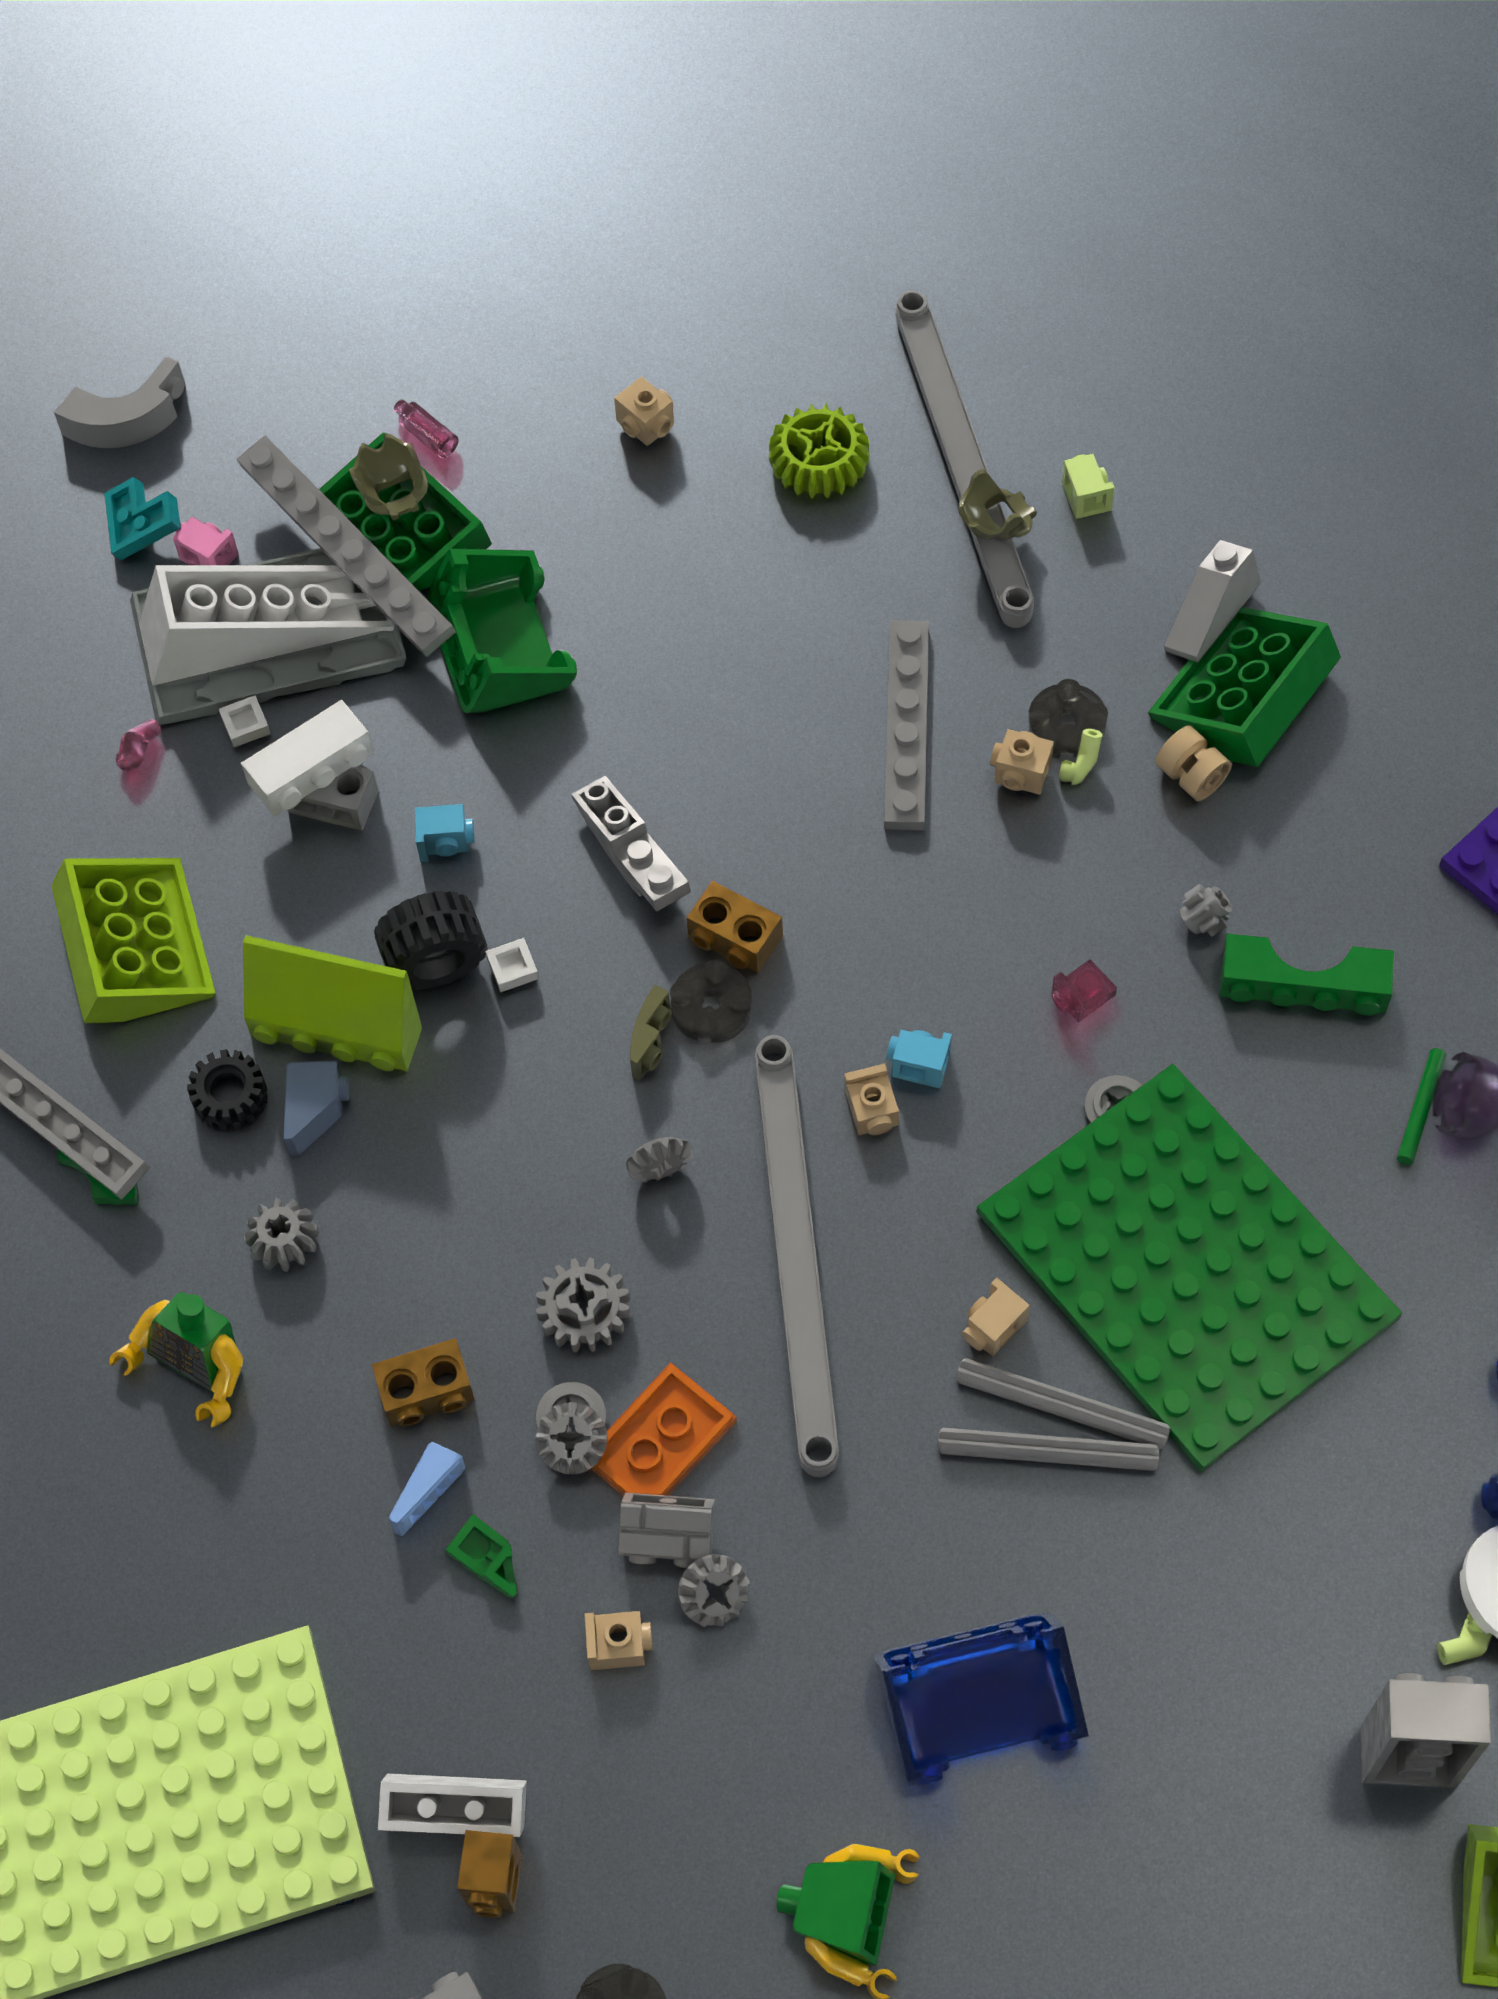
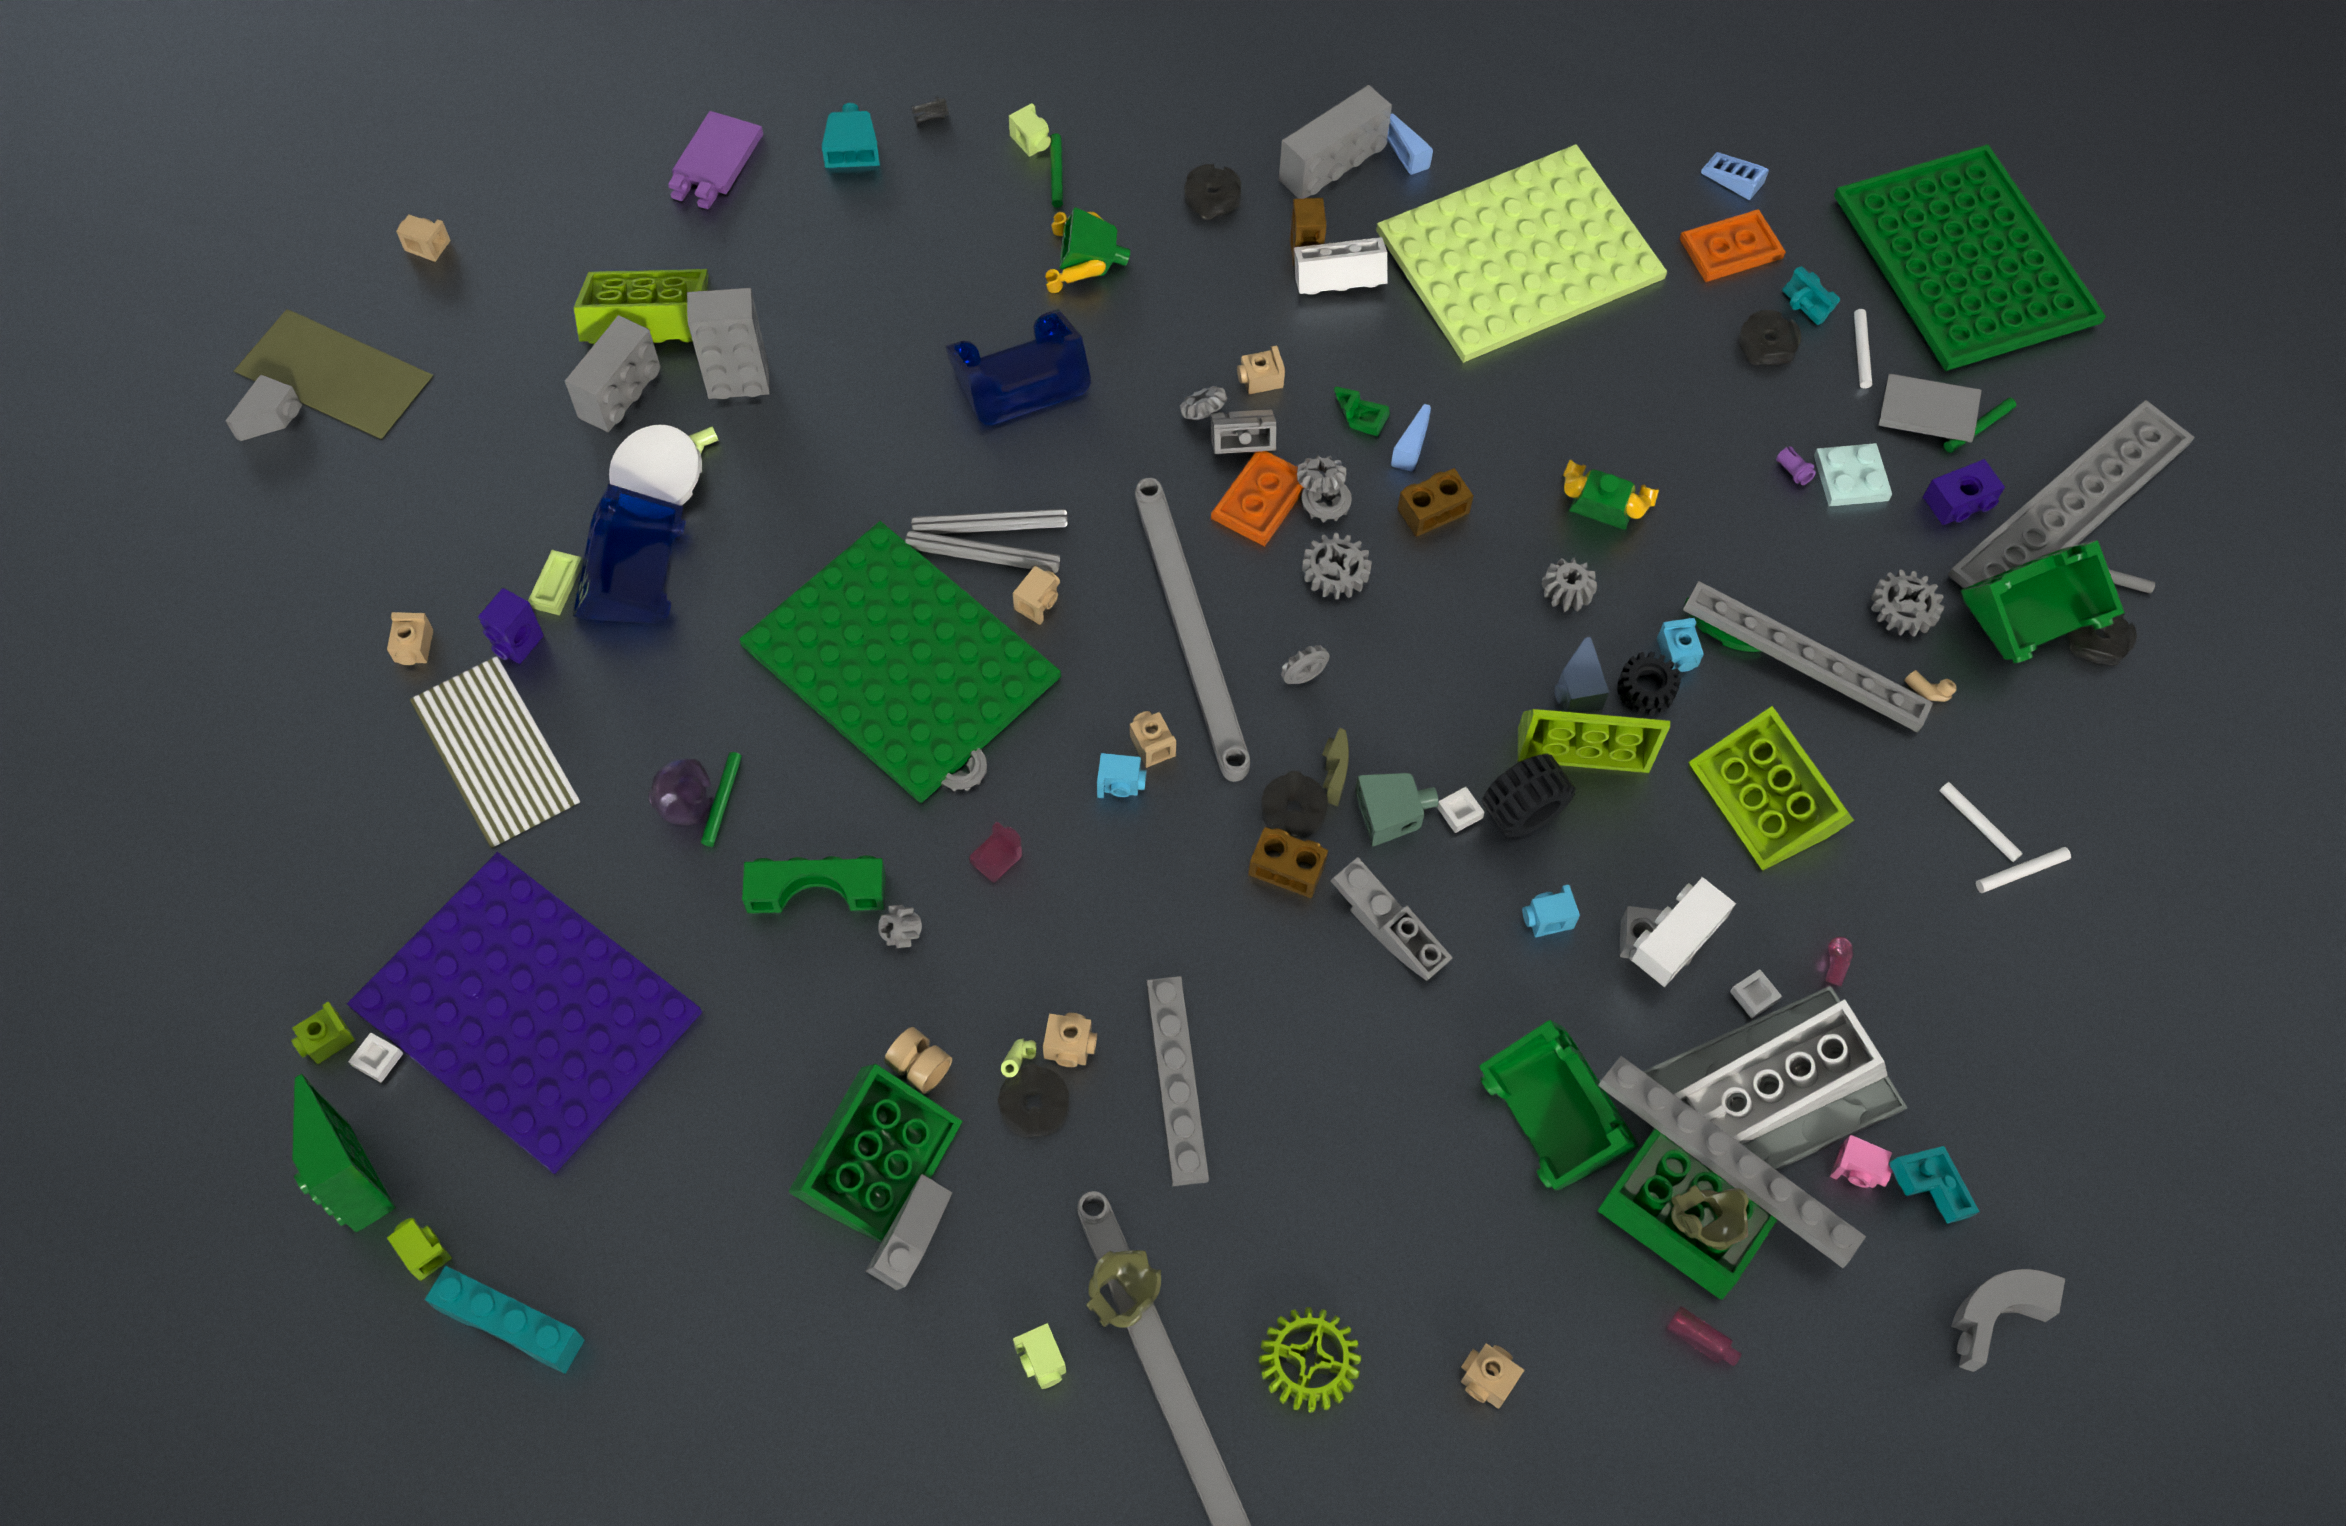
camera: 165 degrees right, 0 degrees up
(169, 1143) = (1680, 644): none -> medium azure brick
(592, 977) = (1392, 805): none -> sand green torso

